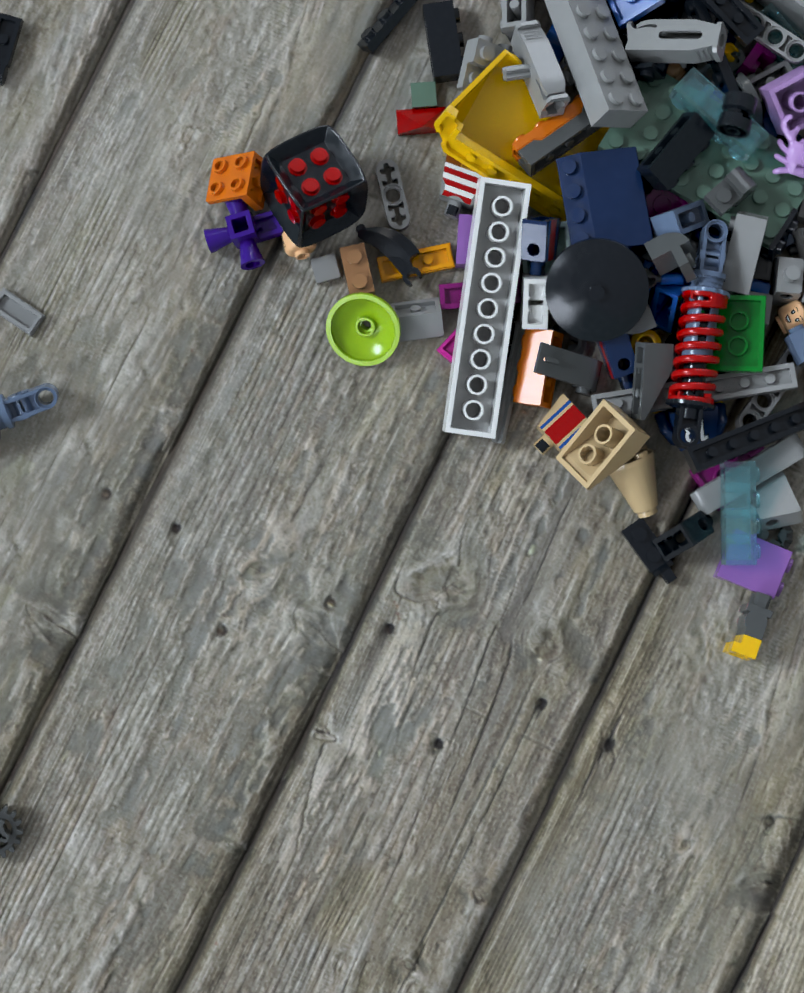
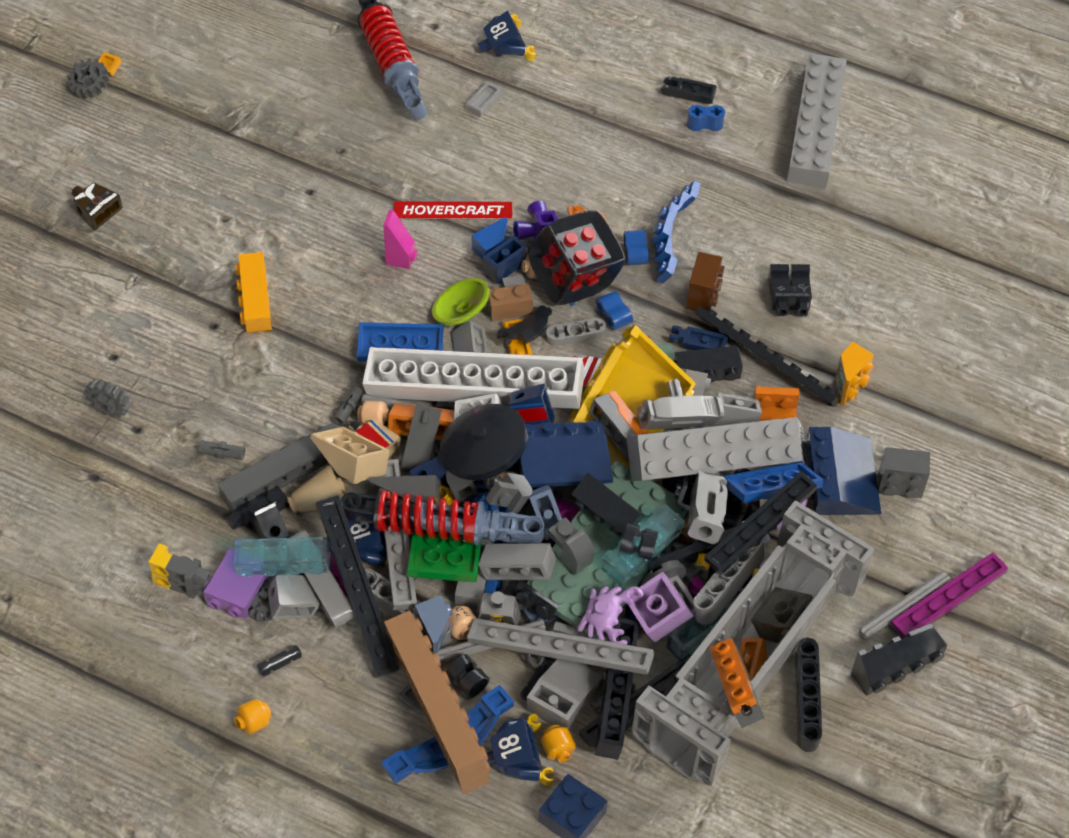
camera: 90 degrees right, 30 degrees down
(53, 28) = (705, 118): none -> blue axle
(203, 347) = (453, 209): none -> red sticker
(209, 794) = (96, 204): none -> dark brown torso
(241, 84) = (663, 230): none -> blue piece
(261, 295) = (489, 237): none -> blue slope
(266, 121) = (636, 247): none -> blue axle
(279, 406) = (398, 242): none -> dark pink slope
(295, 277) = (504, 259): none -> dark blue brick
(330, 38) = (705, 281): none -> reddish brown brick
(345, 580) = (254, 292): none -> light orange brick
(368, 146) = (614, 310): none -> blue axle
(405, 48) = (697, 338): none -> dark blue plate
(416, 401) = (399, 337): none -> blue plate
(491, 451) = (347, 405): none -> dark grey pin
(518, 737) = (107, 398): none -> dark grey gear
(523, 426) = (373, 411): none -> light nougat head
(574, 599) = (231, 451): none -> dark grey pin
(601, 529) = (275, 470): none -> dark grey brick

